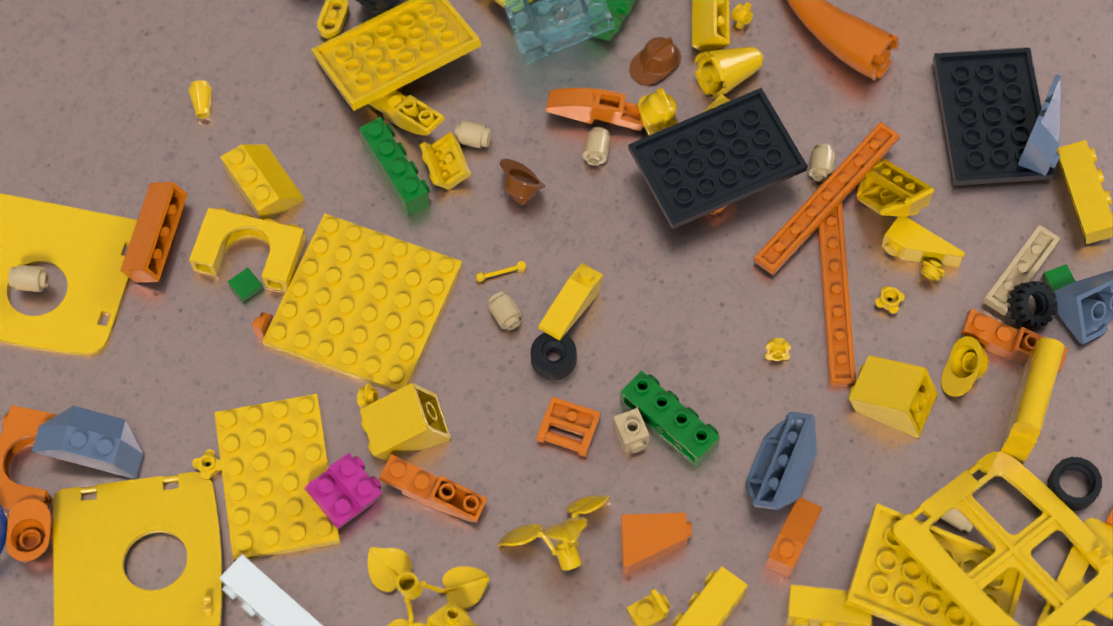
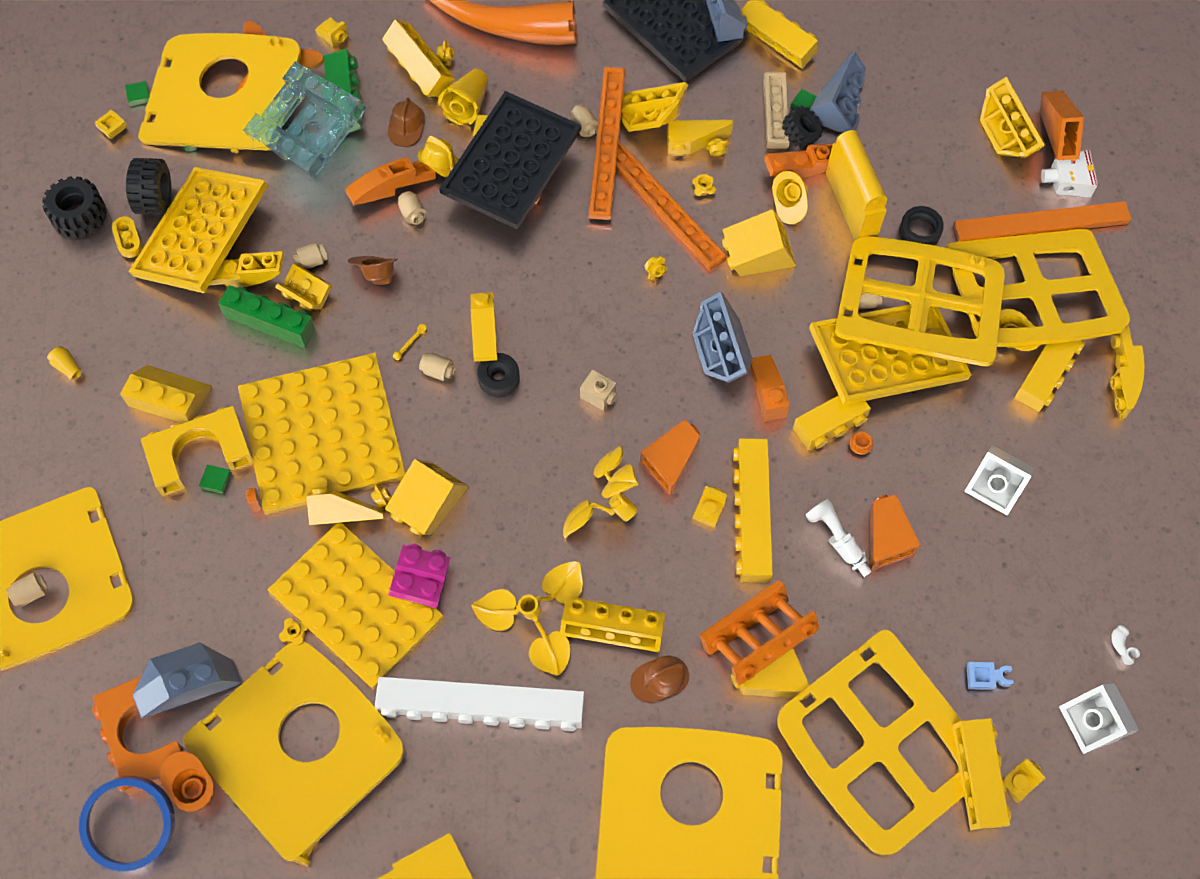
camera: 40 degrees left, 0 degrees up
(154, 232) = (108, 486): orange brick -> none
(323, 381) = (336, 507): none -> yellow slope
(433, 490) = (486, 531): orange slope -> none
(572, 419) = (546, 411): orange plate -> none
(670, 418) = (619, 363): green brick -> none

